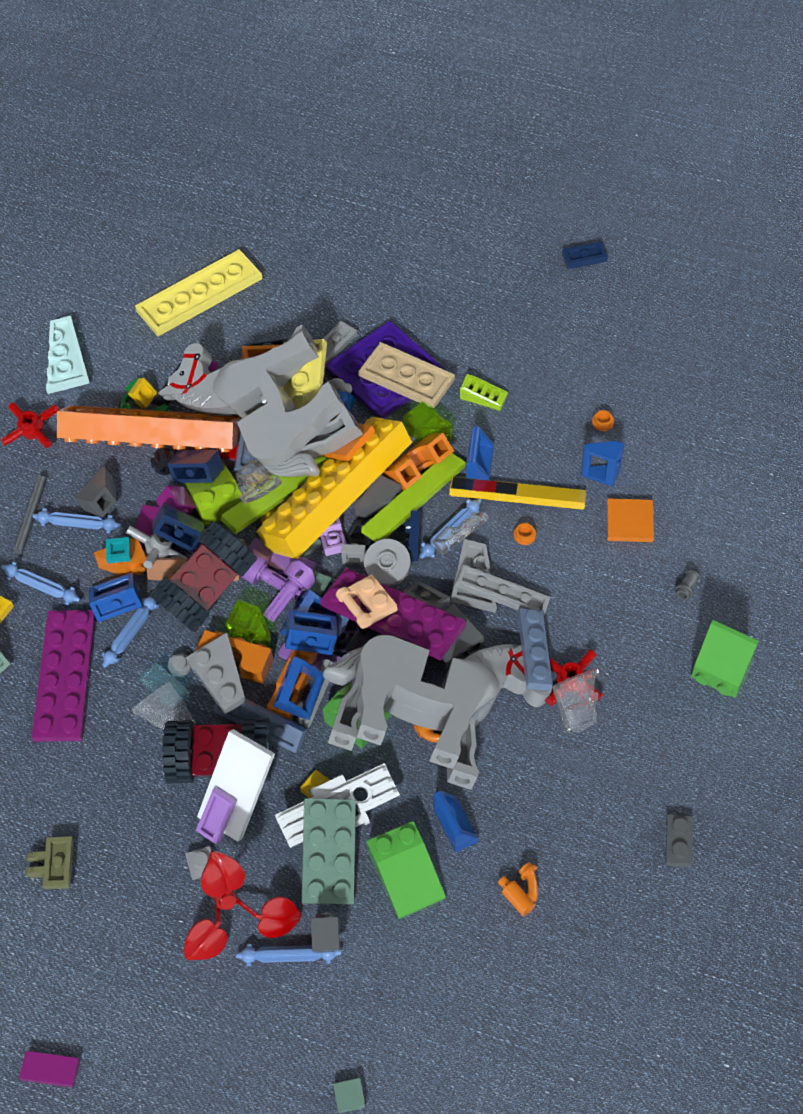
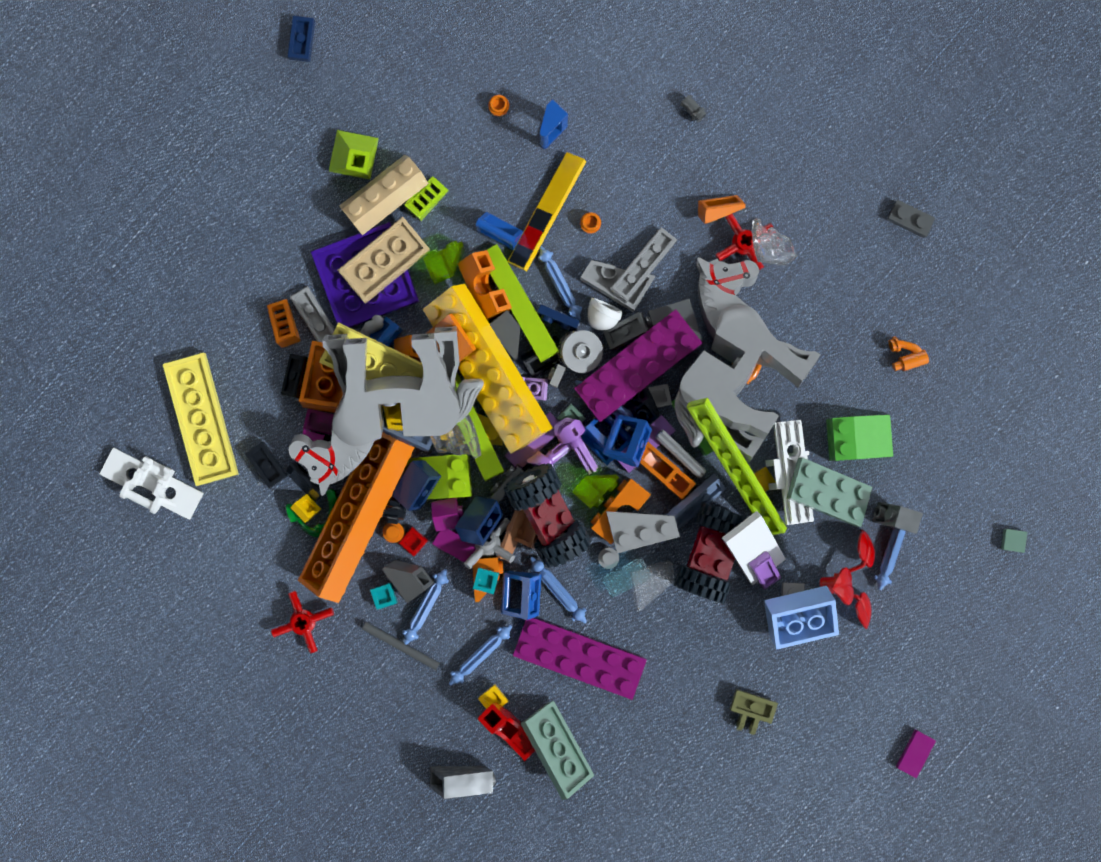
camera: 70 degrees left, 30 degrees up
(66, 363) = (240, 570): light aqua wing -> none
(75, 481) = (384, 596): none -> teal plate
(133, 276) = (154, 478): none -> white piece
(139, 491) = (413, 541): none -> red tile
(143, 471) = (393, 532): none -> orange plate
(172, 352) = (266, 465): none -> black plate
(172, 867) = (801, 617): none -> light blue brick
(282, 699) = (677, 474): blue tile -> none
(311, 319) = (286, 336): none -> orange slope
(316, 731) = (735, 463): none -> lime tile
(372, 596) = (622, 377): light nougat plate -> none
(434, 569) = (602, 315): none -> white hat
(453, 821) = (835, 384): blue tile -> none
(454, 535) = (576, 277): clear slope -> none
(469, 354) = (384, 194): none -> tan slope
(497, 326) = (353, 154): none -> lime slope
(534, 649) = (713, 261): sand blue plate -> none
(593, 637) = (716, 208): none -> orange slope
(630, 520) = (610, 127): orange tile -> none
(724, 659) = (787, 114): bright green slope -> none

